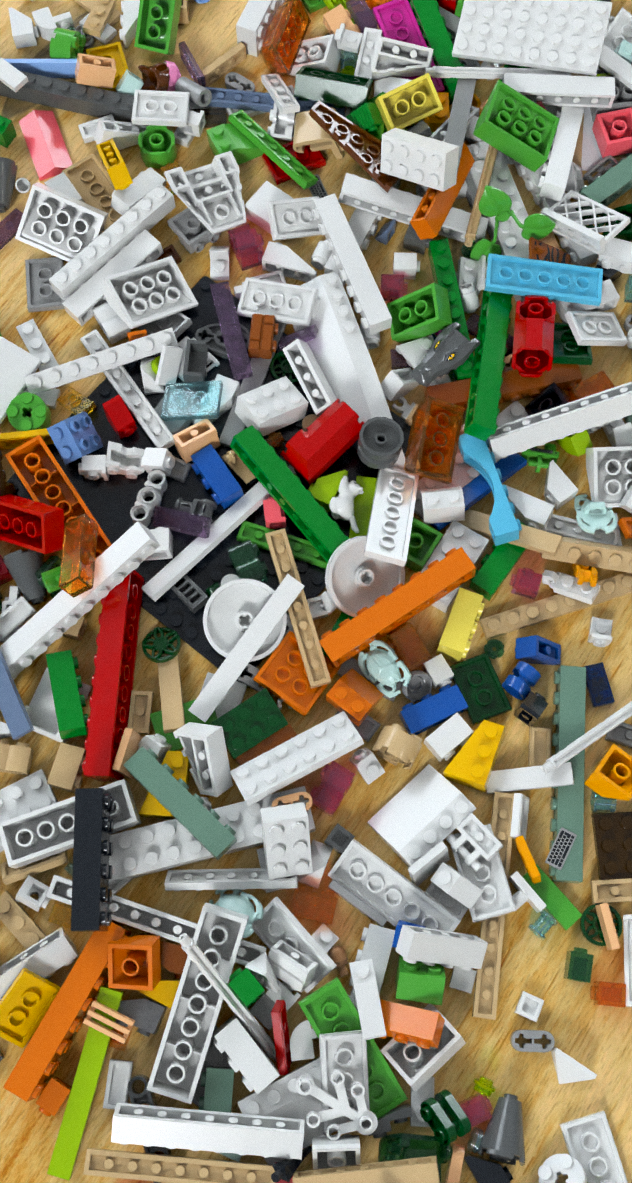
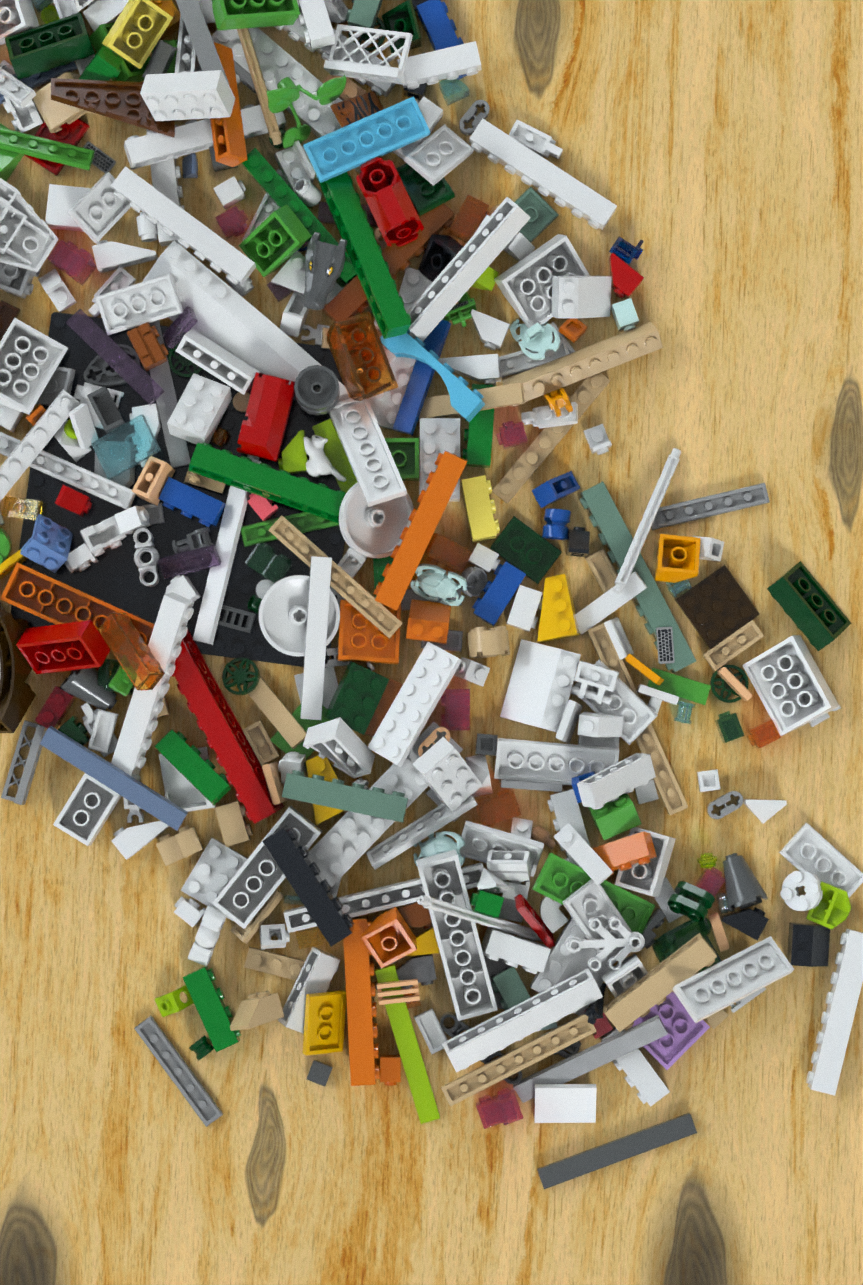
camera: 30 degrees left, 15 degrees up
(443, 504) = (401, 410): white slope -> none
(493, 643) = (523, 508): clear green plate -> none
(598, 685) = (620, 487): clear blue tile -> none

